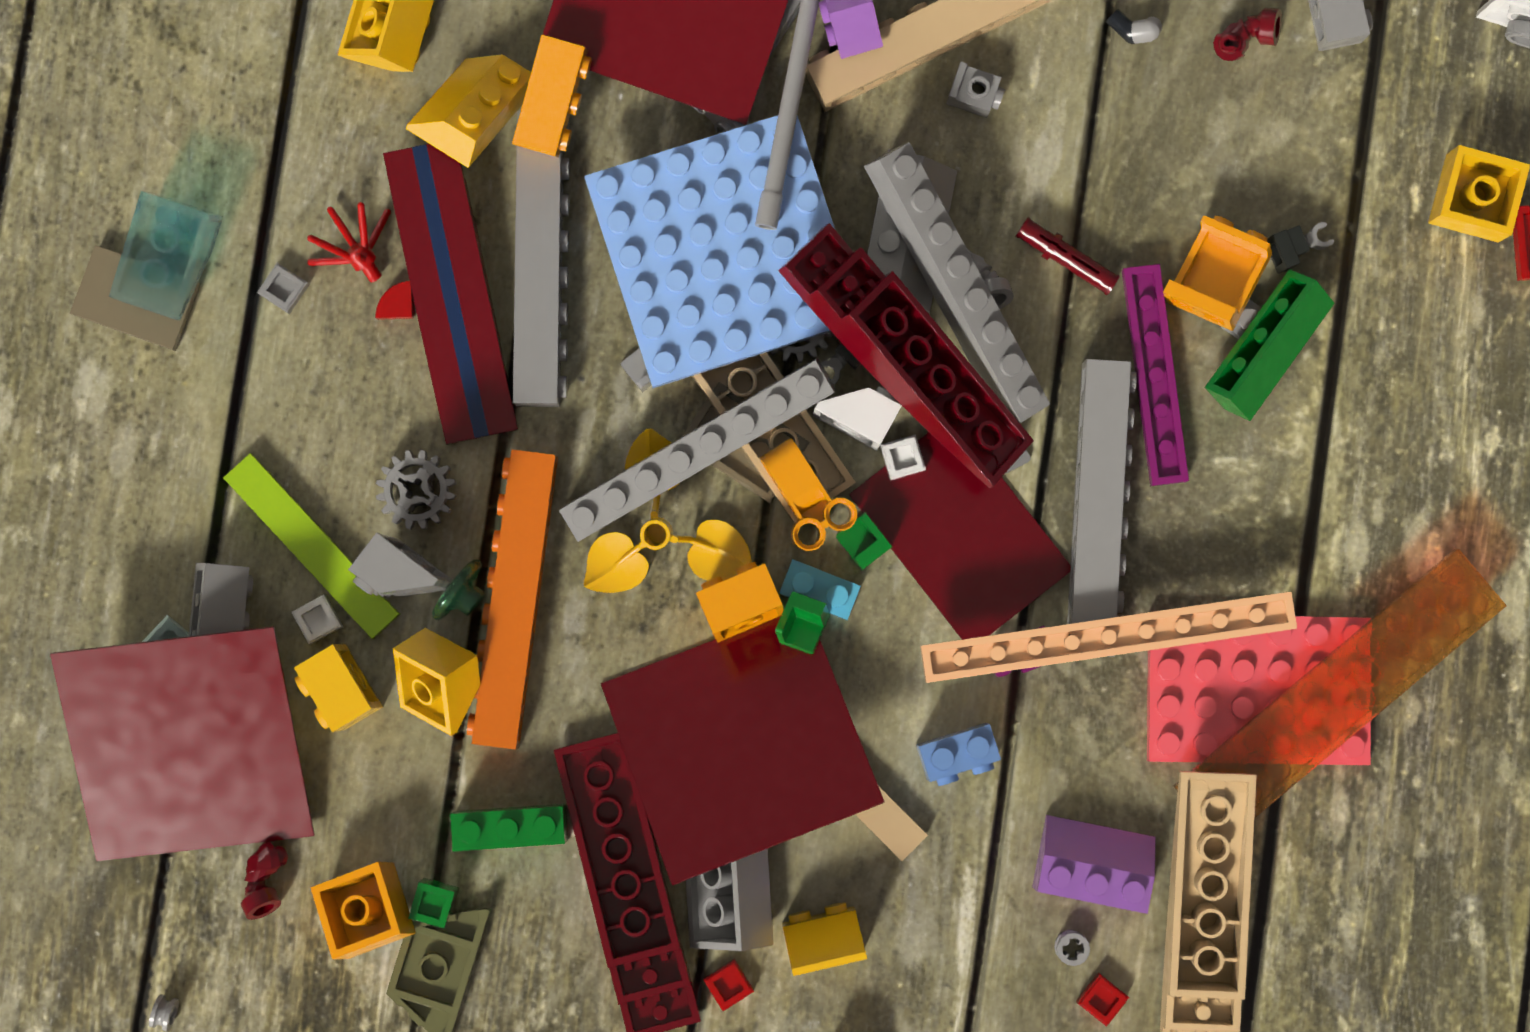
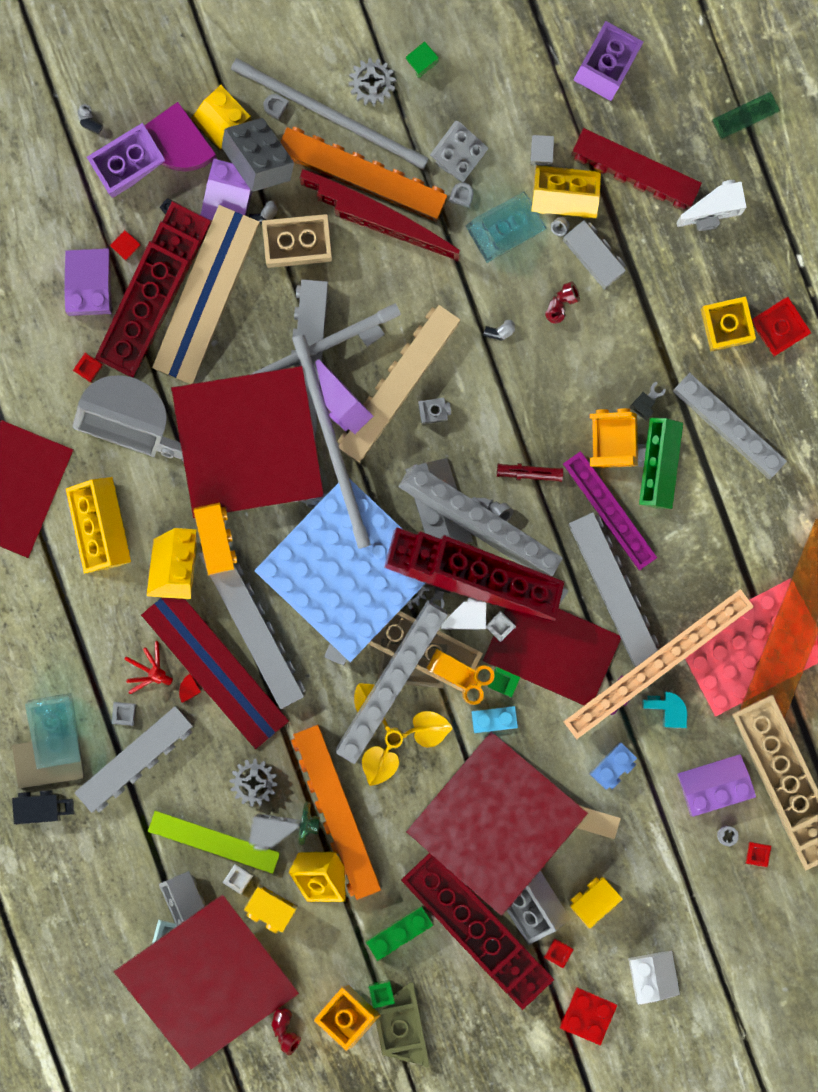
camera: 25 degrees left, 0 degrees up
(82, 358) = (39, 808): none -> black brick
(260, 362) = (133, 759): none -> light grey brick
(740, 601) = (456, 749): light orange brick -> none
(802, 623) = (495, 742): green panel -> none
(1094, 714) = (673, 709): none -> teal brick
(1399, 344) = (729, 426): none -> light grey brick

